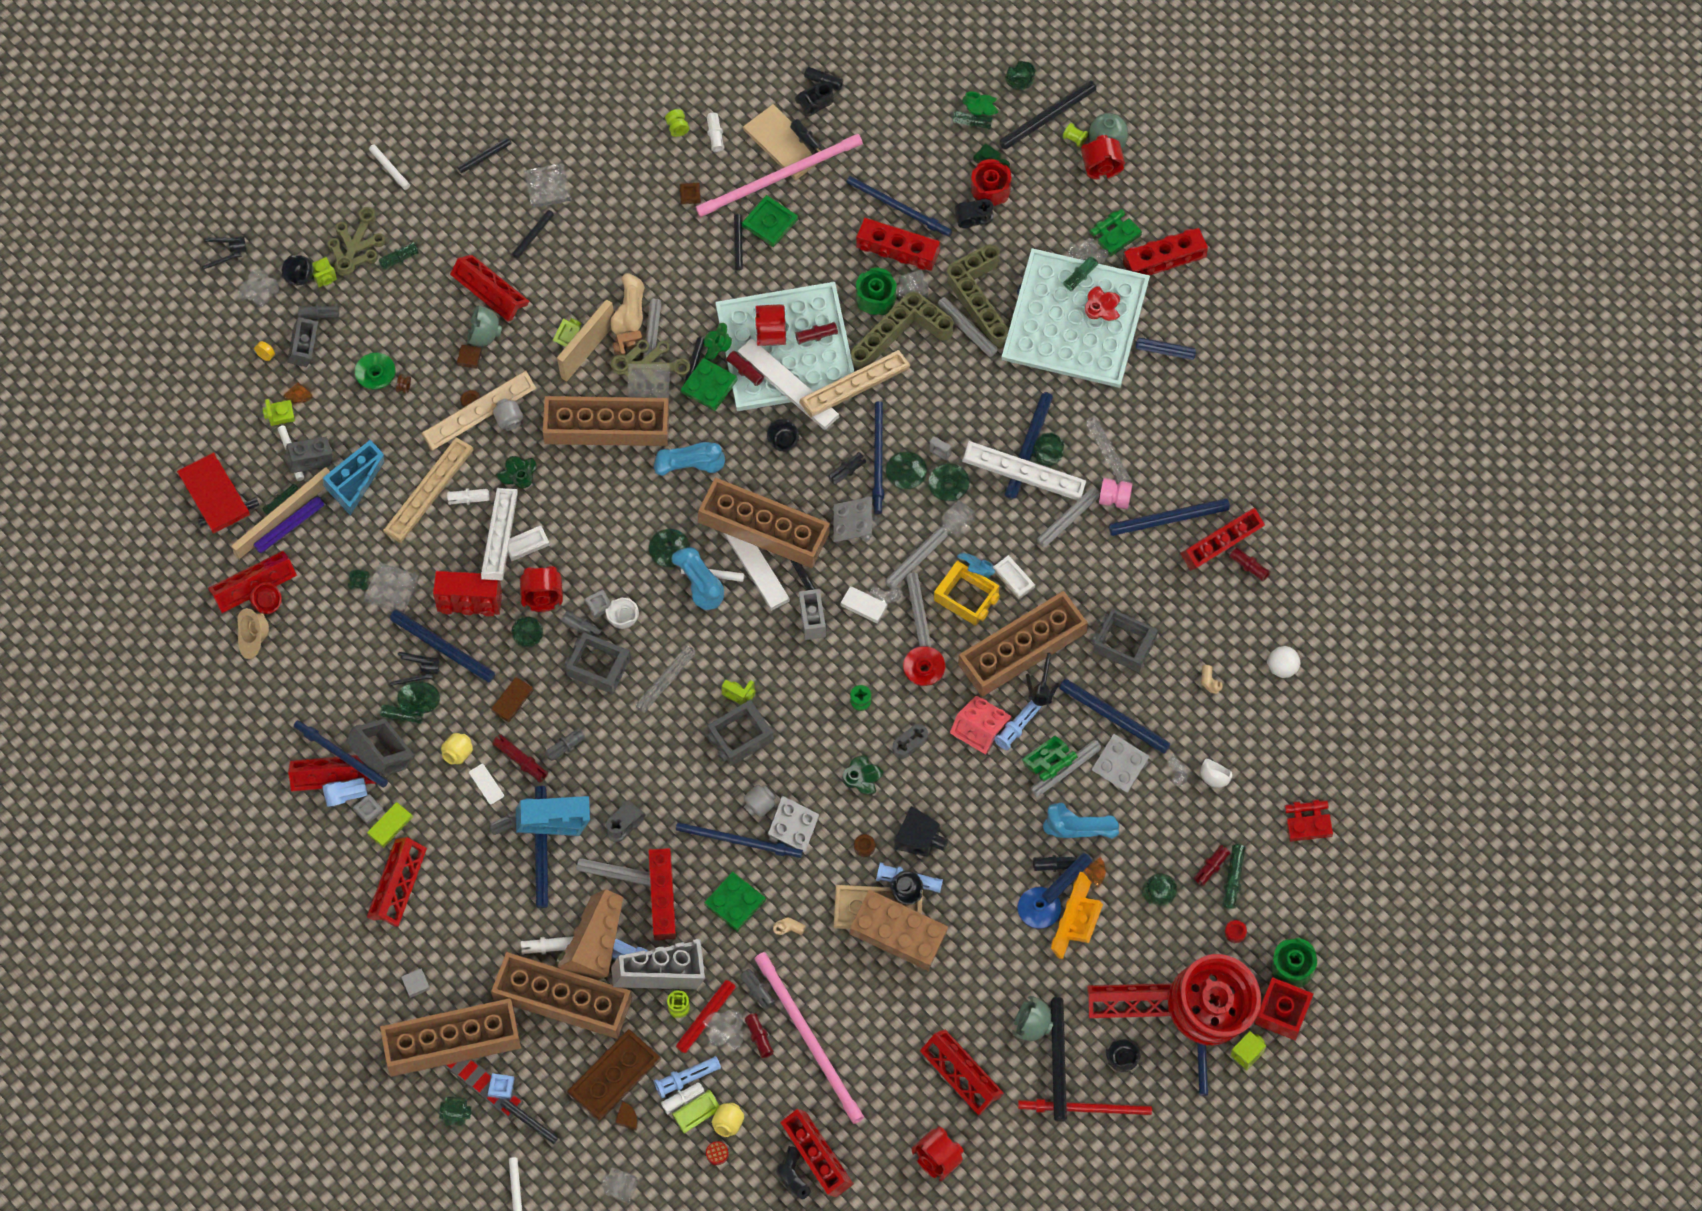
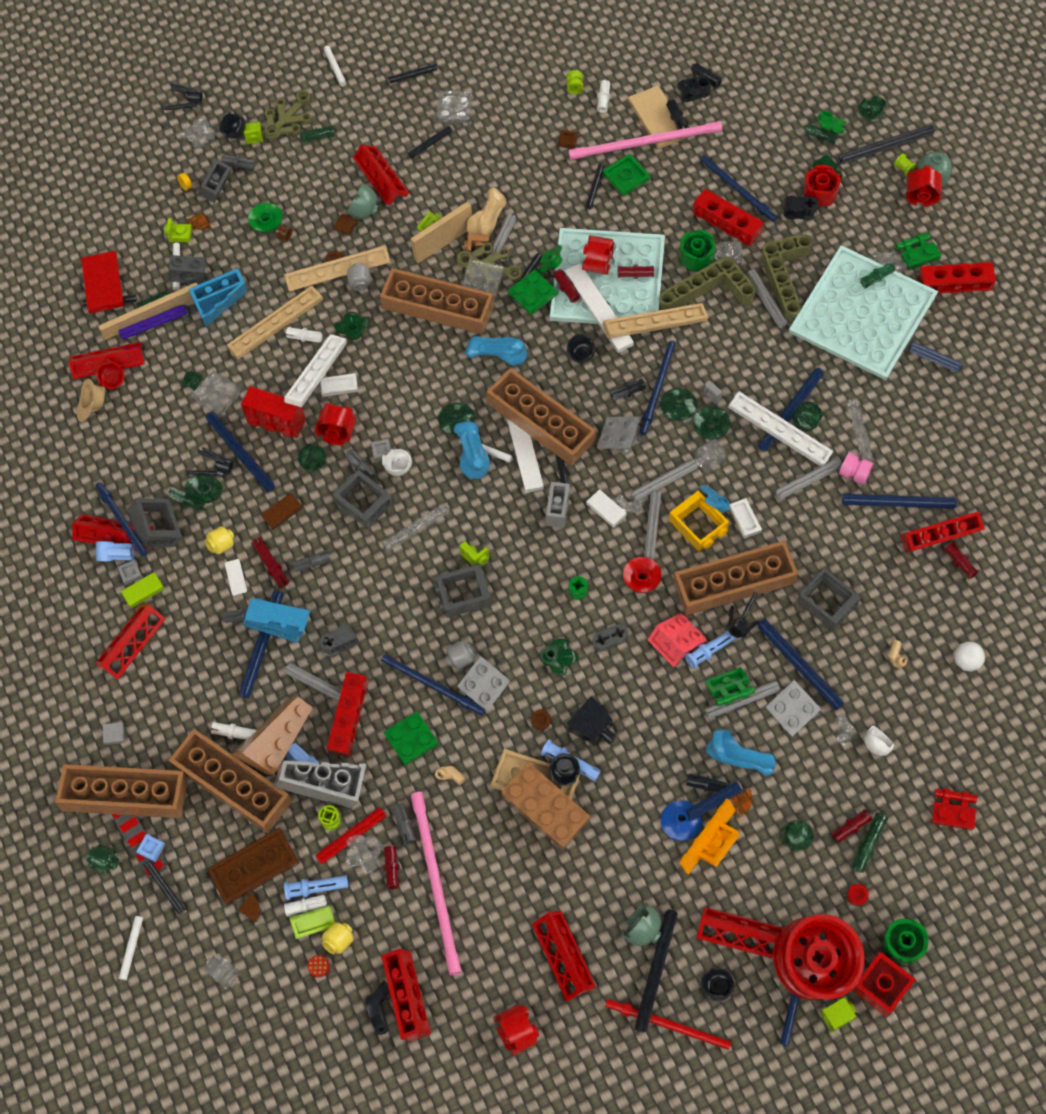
camera: 20 degrees right, 0 degrees up
(1104, 303) = (889, 305): red plate -> none

